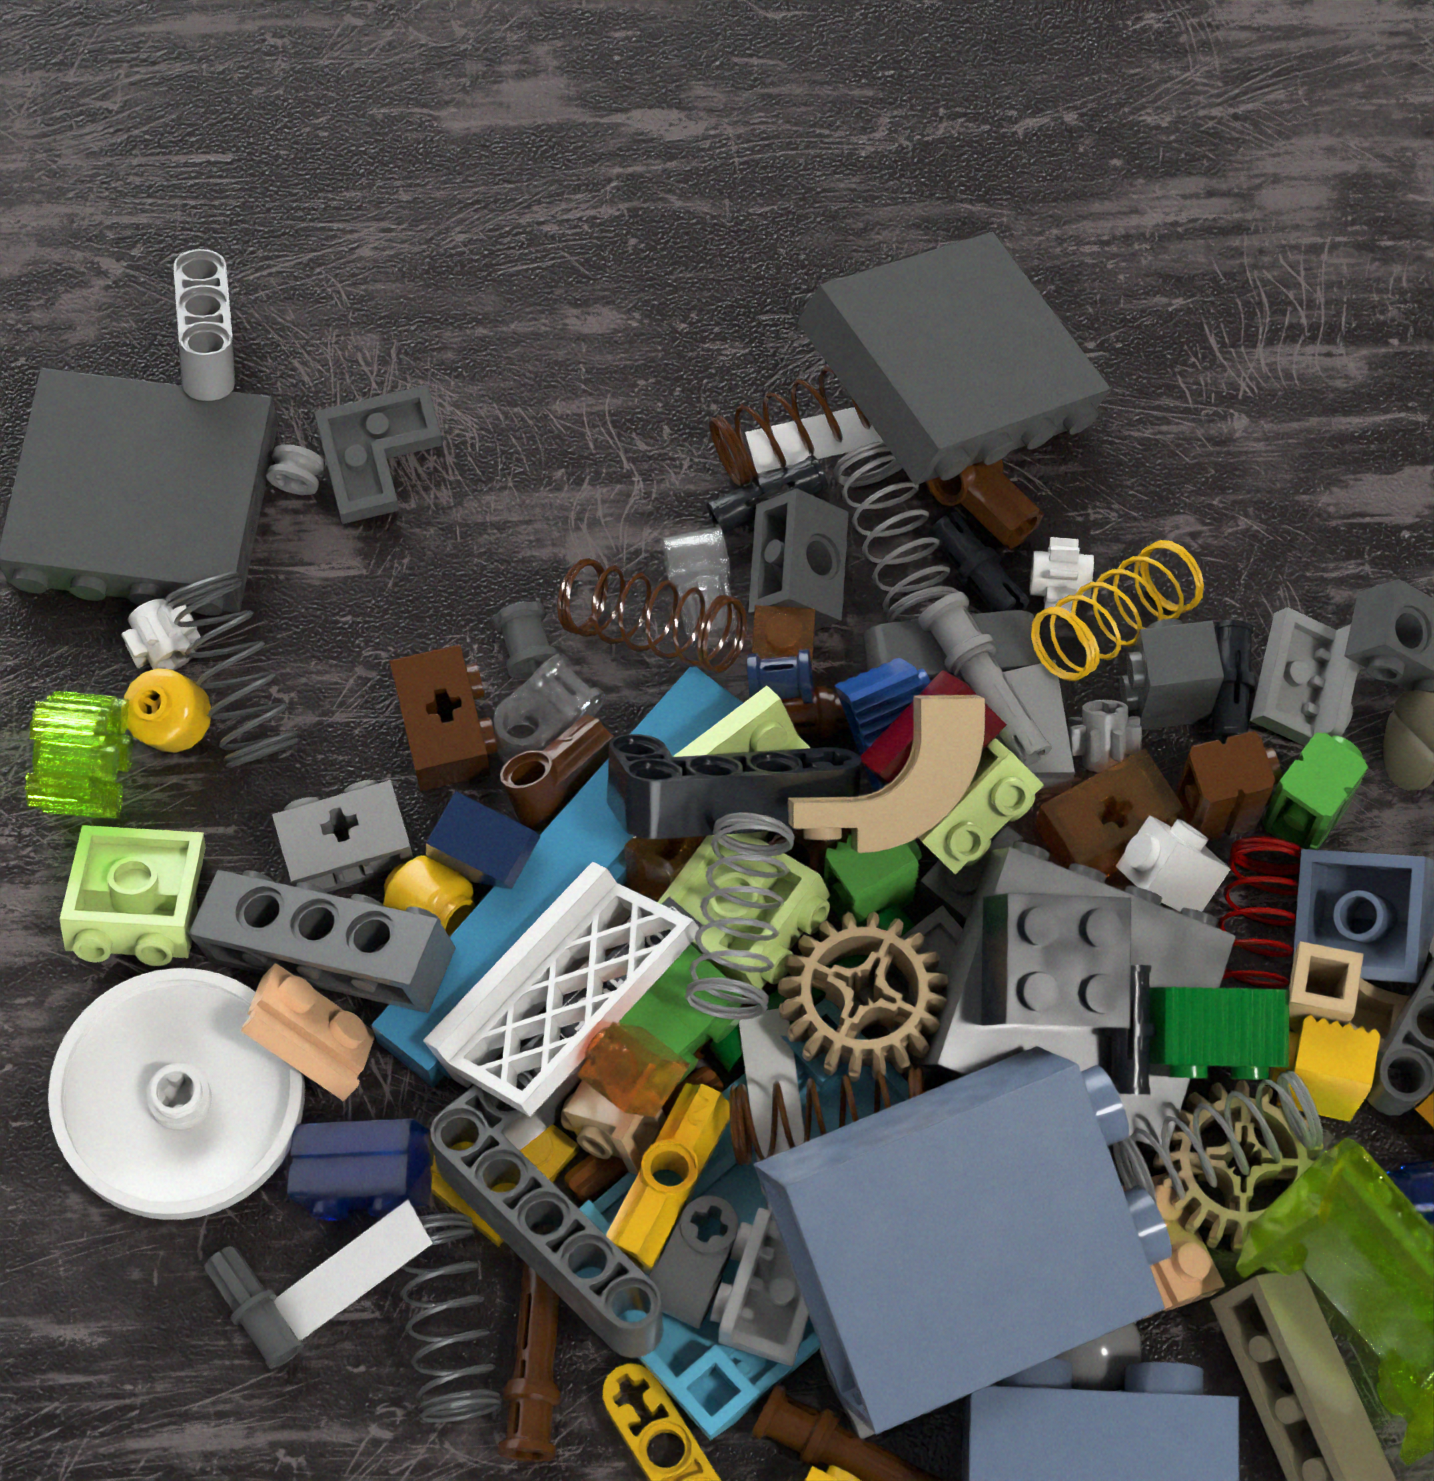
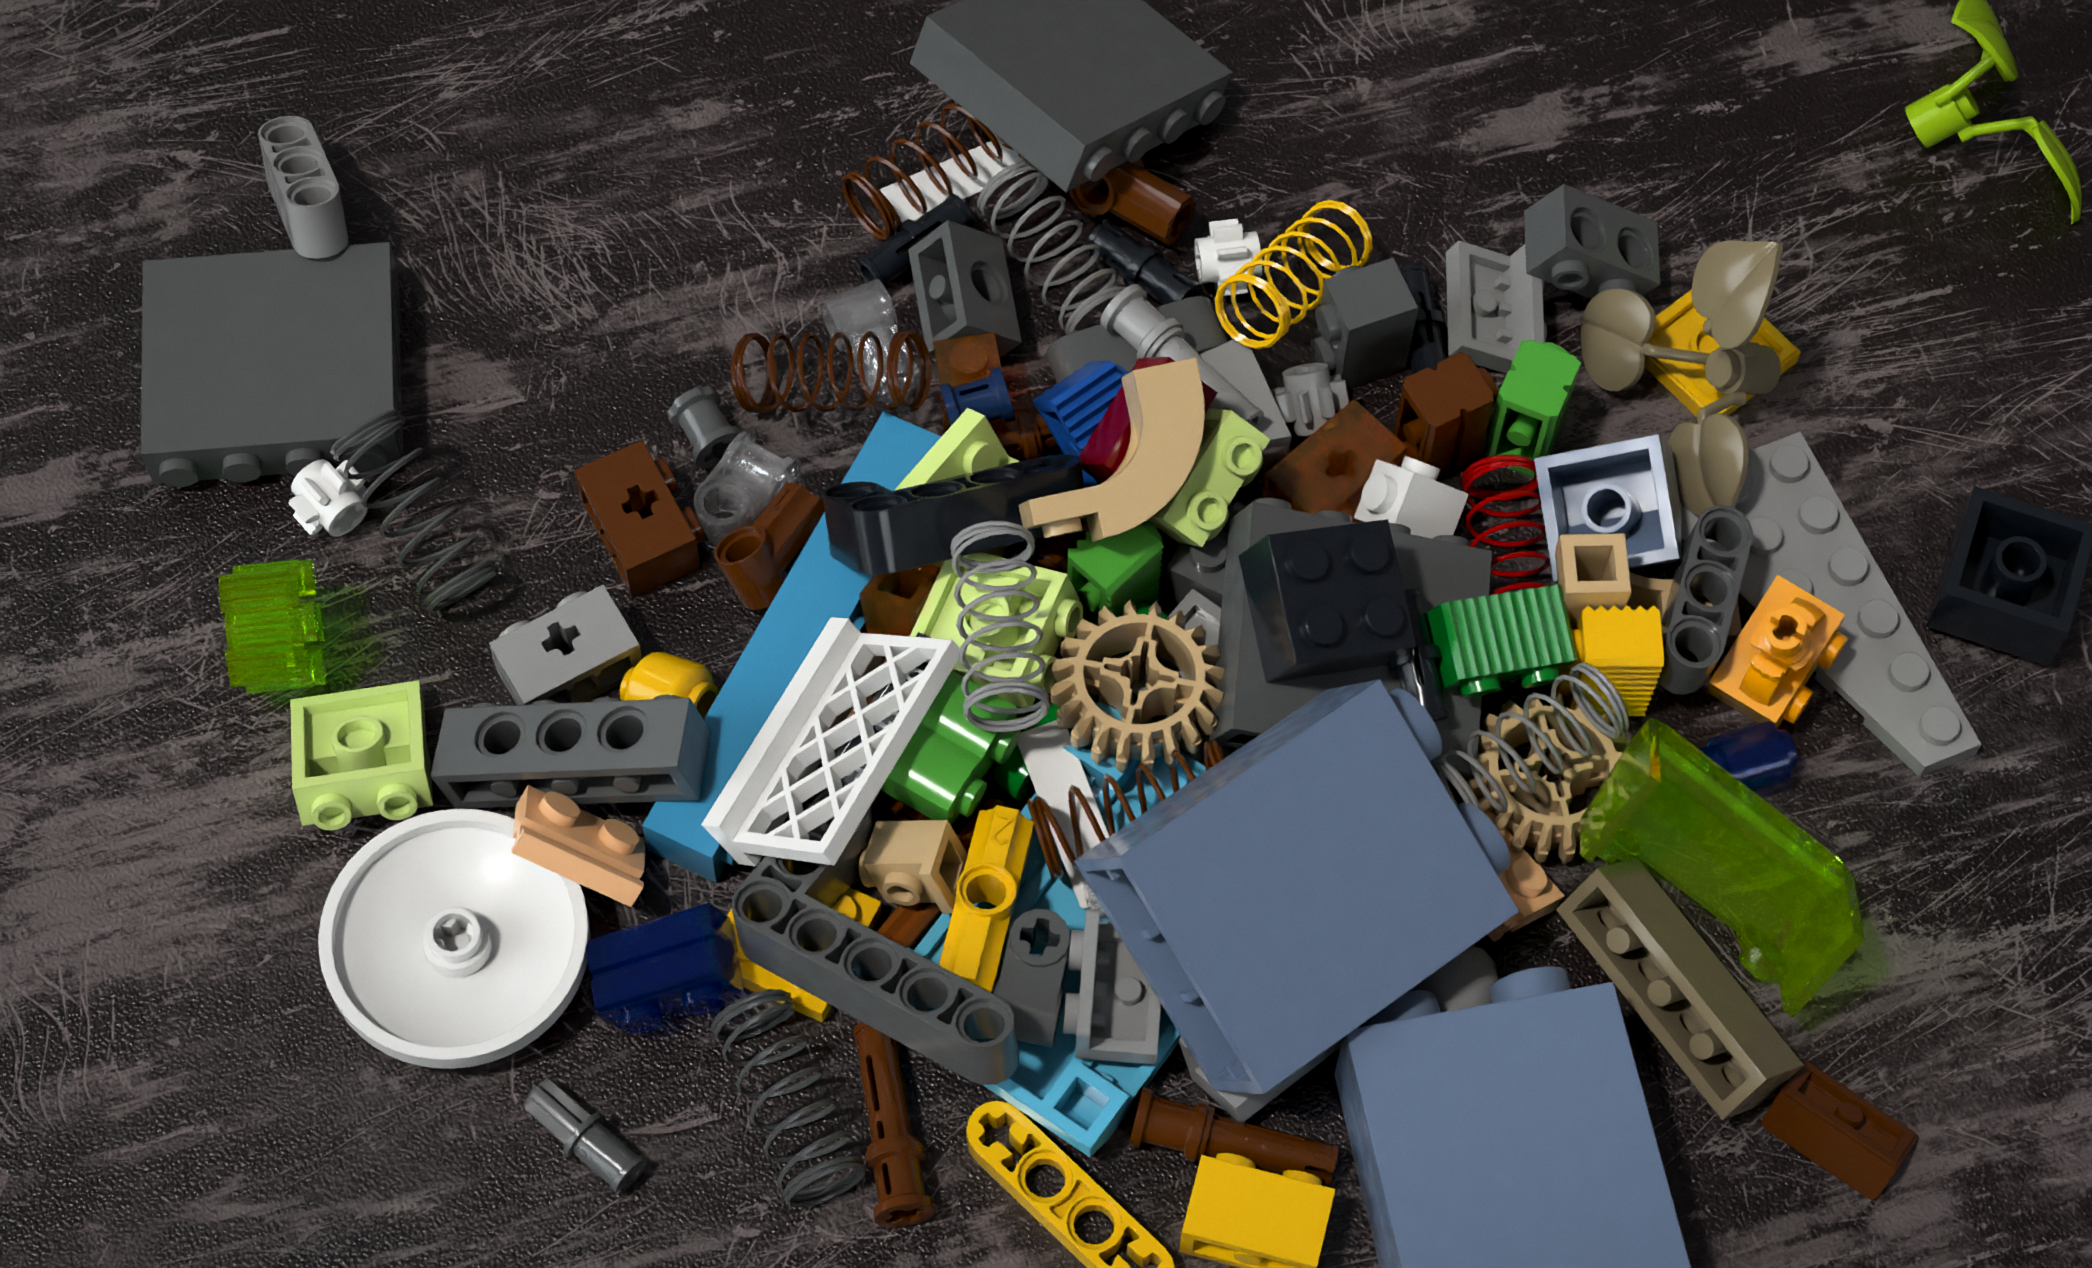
camera: 15 degrees left, 5 degrees down
(167, 710) = (354, 567): yellow head -> none
(295, 469) = (429, 311): light grey bush -> none
(353, 1271) = (682, 1071): white sticker -> none
(362, 438) = (491, 270): dark grey plate -> none
(480, 843) = (711, 624): dark blue slope -> none
(632, 1068) = (926, 796): clear orange brick -> none

